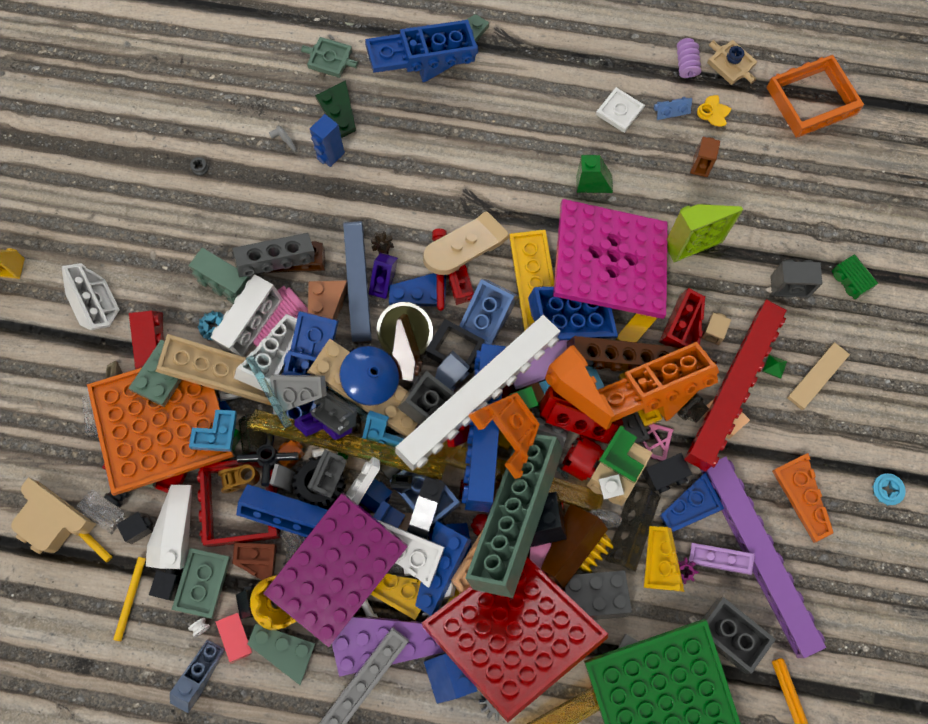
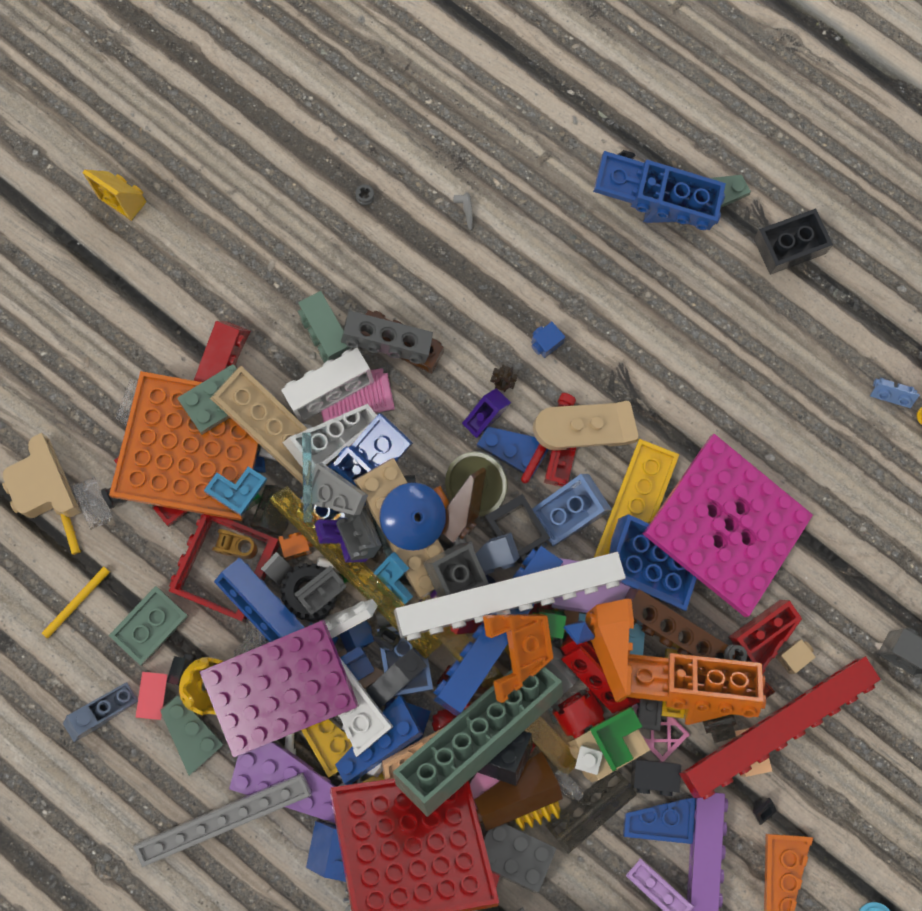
camera: 25 degrees right, 5 degrees up
(89, 297) = (187, 280): white wedge -> none
(113, 369) = (171, 368): dark tan slope -> none
(135, 527) = (115, 536): black brick -> none
(165, 584) = (115, 608): black brick -> none
(170, 536) = (143, 563): white wedge -> none
(199, 627) = (125, 667): white bush -> none
(204, 328) = (293, 363): medium azure gear -> none
(255, 558) = (211, 631): copper wing -> none
(267, 464) = (272, 548): black bar -> none
(326, 297) = (414, 409): nougat wedge -> none
(327, 140) = (505, 240): blue brick -> none
(329, 57) = (560, 144): sand green plate -> none
(337, 106) = (538, 206): dark green wing -> none
(357, 282) = (457, 404): sand blue beam -> none
(399, 198) = (547, 339): none -> blue brick
(539, 39) = (793, 241): none -> black brick
(548, 392) = (579, 632): none -> blue slope
(593, 175) = (763, 425): green slope -> none
(620, 110) = (835, 365): white plate -> none
(636, 328) = (709, 611): yellow tile -> none
(662, 564) = (598, 860): yellow wing -> none
(668, 346) = (730, 650): none -> dark grey bush
(688, 574) = (619, 887): magenta gear -> none
(700, 229) = (837, 546): lime slope -> none
(705, 156) = (894, 467): dark orange brick -> none
(760, 453) = (763, 810): none -> black slope
(774, 366) = (834, 729): green slope -> none
(818, 376) = (874, 765): tan tile -> none

